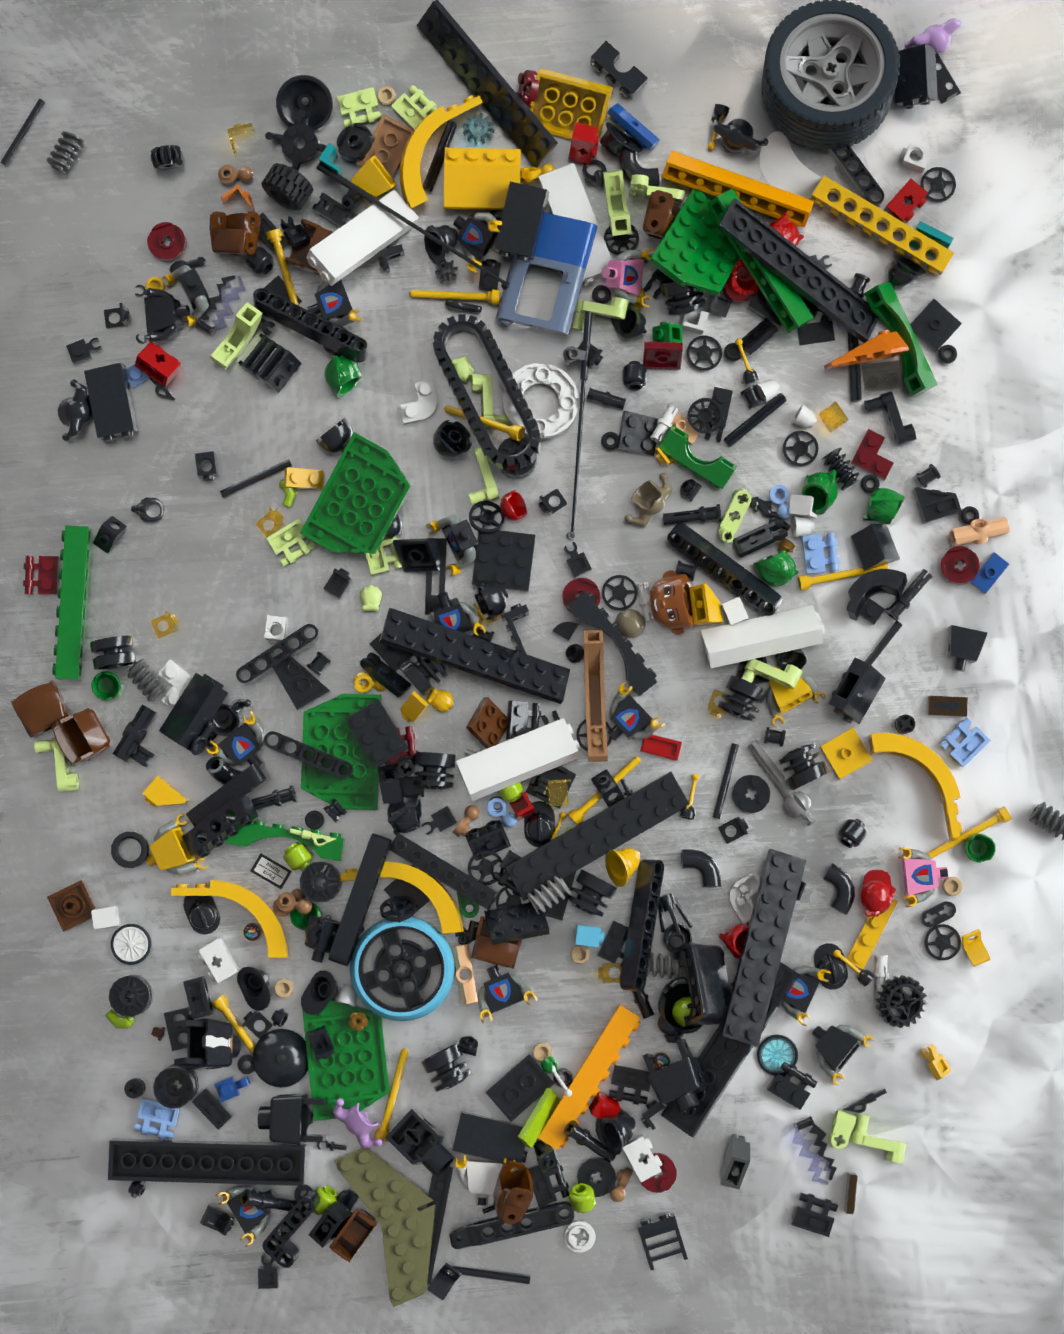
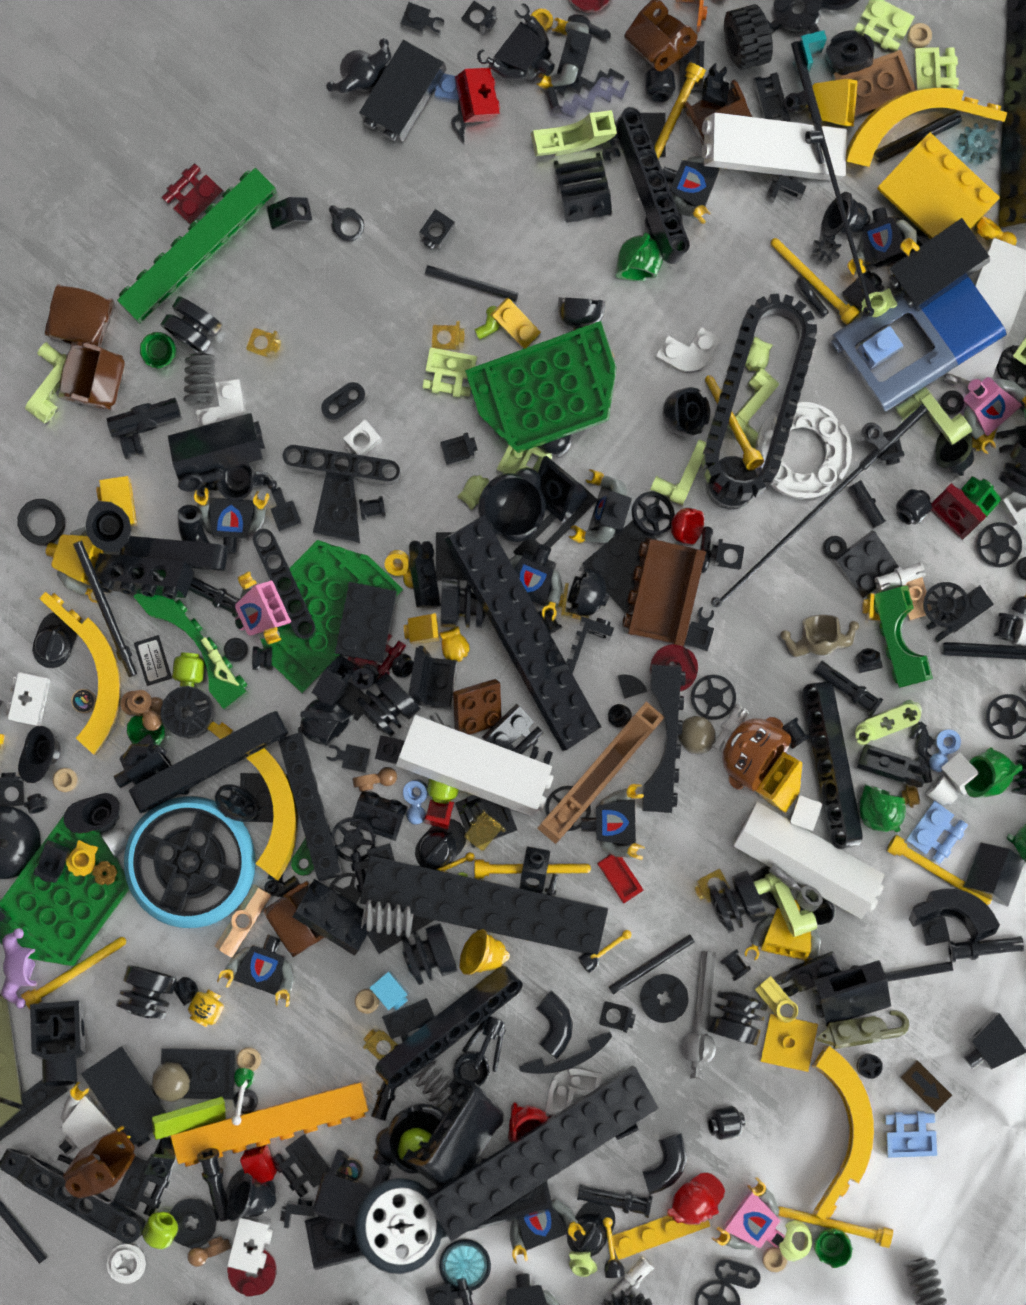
camera: 45 degrees right, 0 degrees up
(174, 815) = (108, 526): none -> black piece
(244, 616) = (342, 401): none -> black plate
(249, 881) = (123, 652): none -> black bar
(270, 713) = (285, 512): none -> black plate
(308, 782) = (260, 609): none -> bright pink torso
(337, 1025) = (82, 859): none -> yellow animal
(382, 211) = (815, 138): none -> black hand
(400, 585) = (514, 504): none -> black piece
(421, 739) = (402, 665): none -> black plate
(447, 731) = (432, 680): none -> black plate
(459, 795) = (389, 749): none -> black brick
(489, 1045) = (205, 1008): none -> yellow head
(507, 273) = (880, 302): none -> yellowish green animal
(509, 1106) = (170, 1081): none -> dark tan hair
(531, 300) = (880, 347): none -> light blue torso
(534, 556) = (663, 591): none -> reddish brown panel
(538, 513) = (705, 546): none -> black piece
(703, 1084) = (367, 1229): none -> white wedge
(735, 856) = (537, 1065): none -> black slope
(777, 662) = (803, 901): none -> flat silver piece
(814, 734) = (775, 998): none -> light yellow piece
(819, 704) = (807, 972): none -> black hinge
(839, 931) = (585, 1193): none -> black pin
(844, 991) = (582, 1264): none -> yellowish green animal
(882, 707) = (862, 1031): none -> olive plate
(954, 872) = (787, 1247): none -> yellowish green piece

